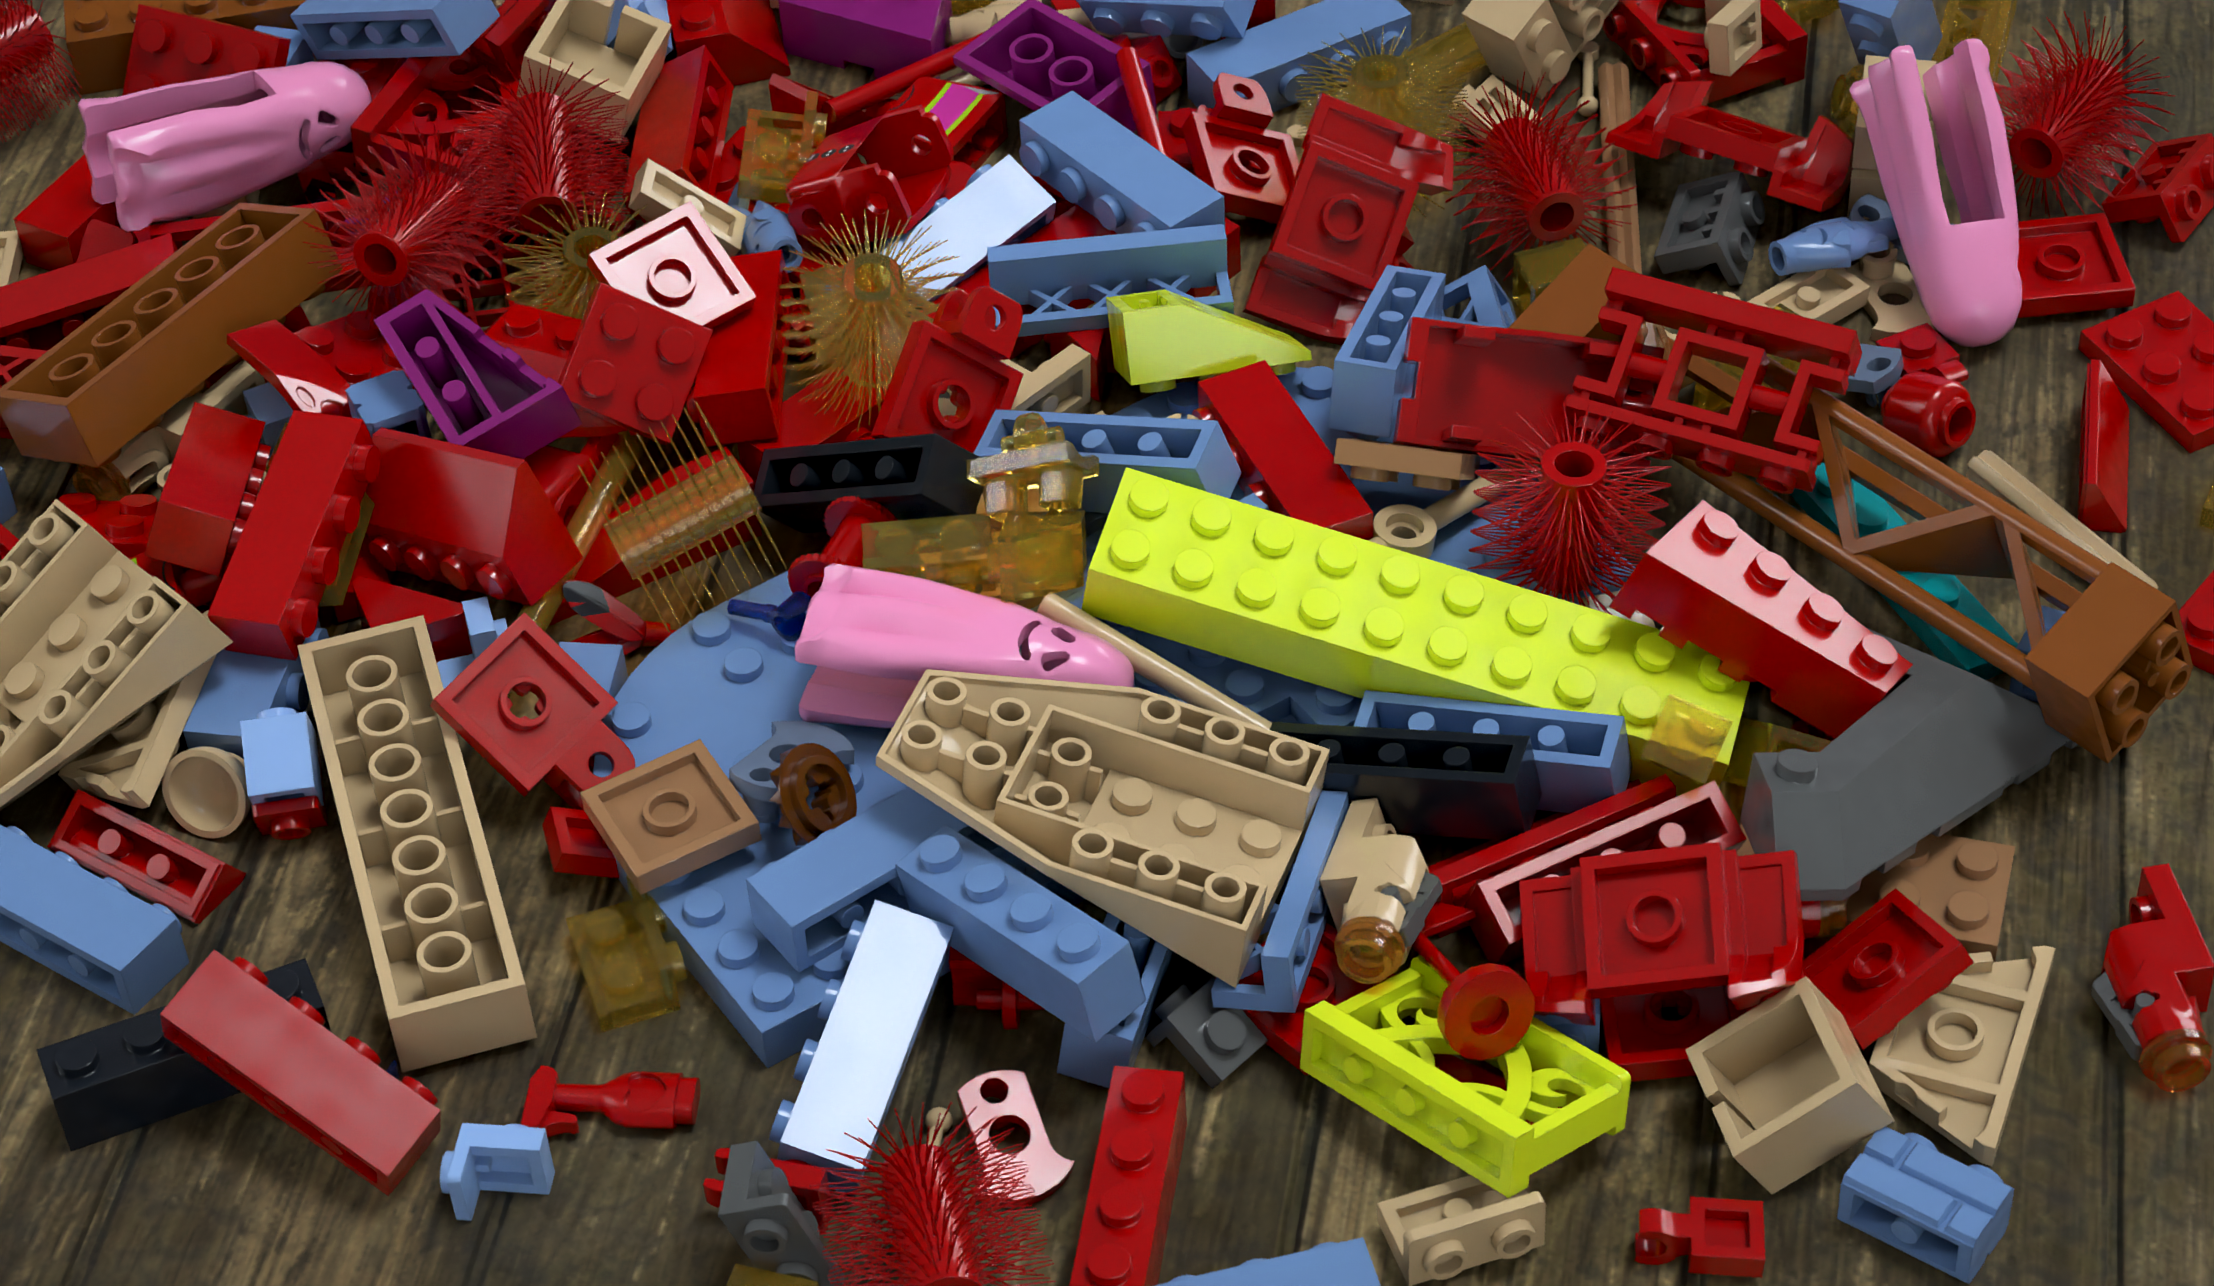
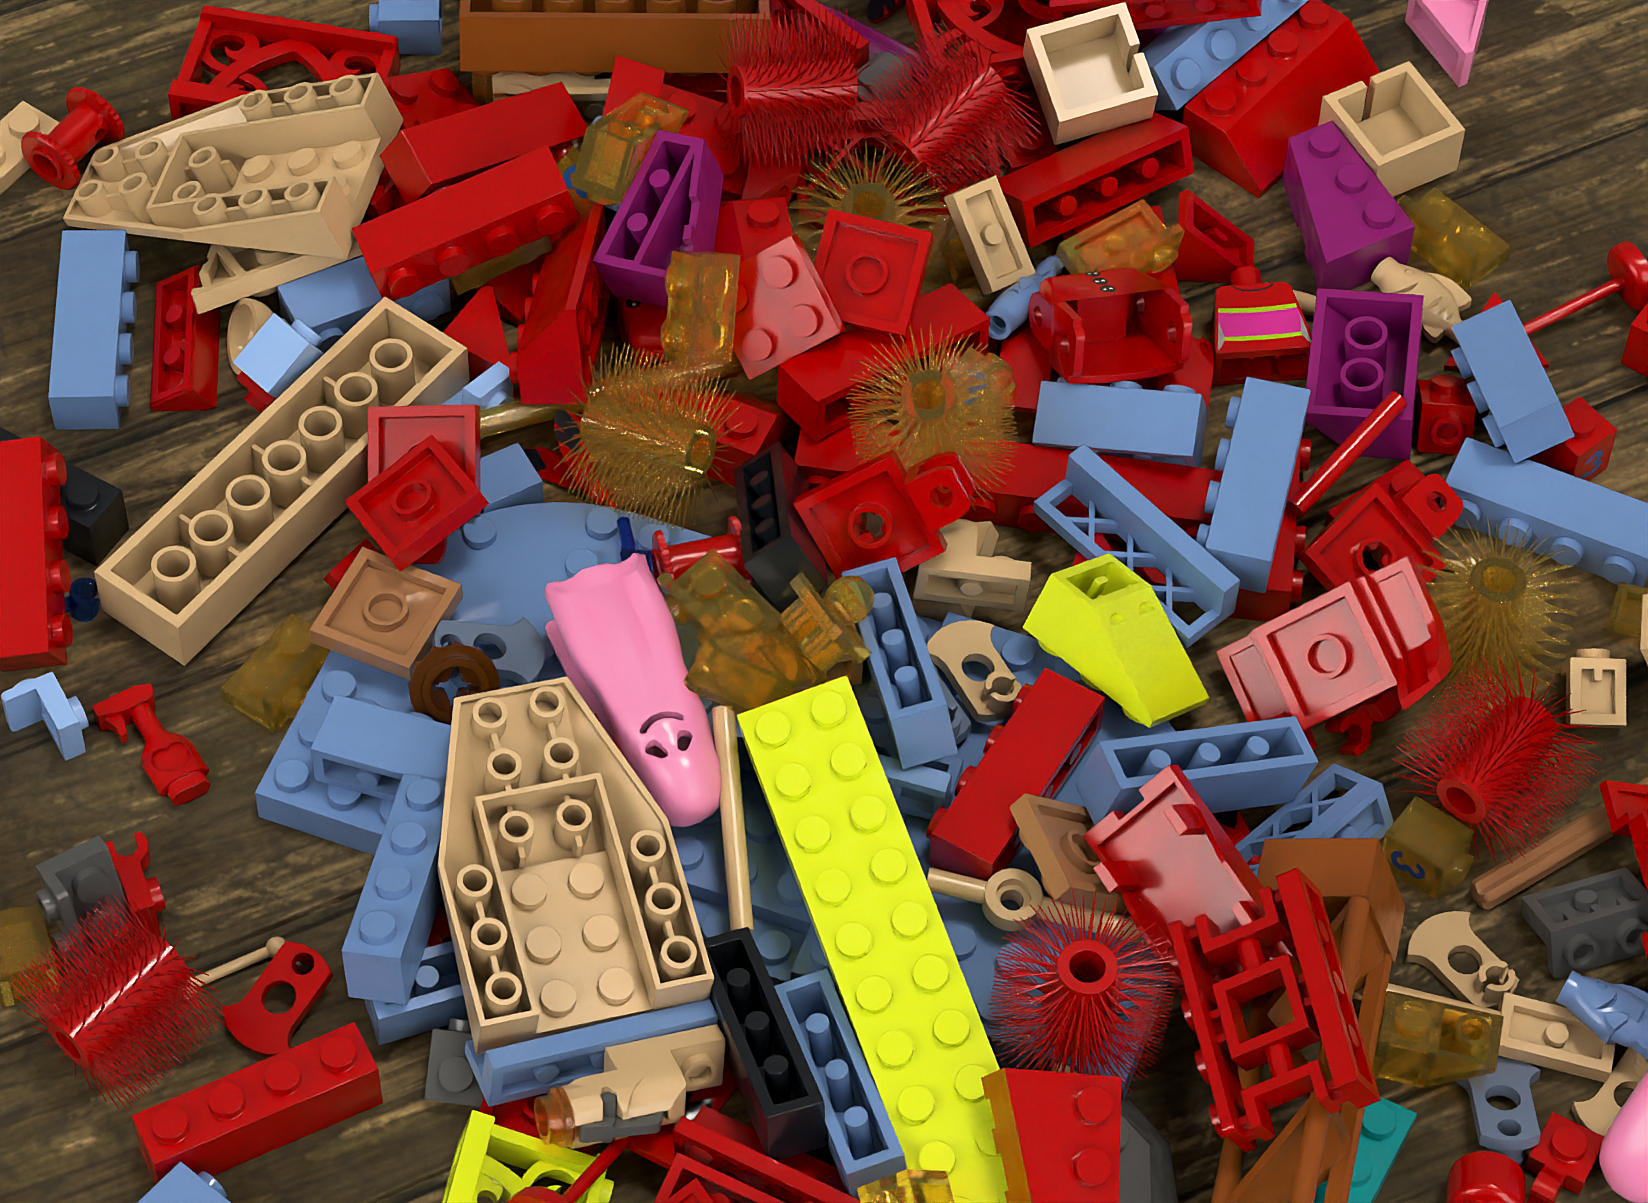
camera: 50 degrees right, 10 degrees up
(356, 368) = (619, 143): none -> clear yellow slope
(582, 717) = (416, 503): none -> red plate
(595, 395) = (700, 307): none -> clear yellow bracket
(865, 1040) = (269, 861): brick -> none
(892, 83) = (1269, 270): red bar -> none

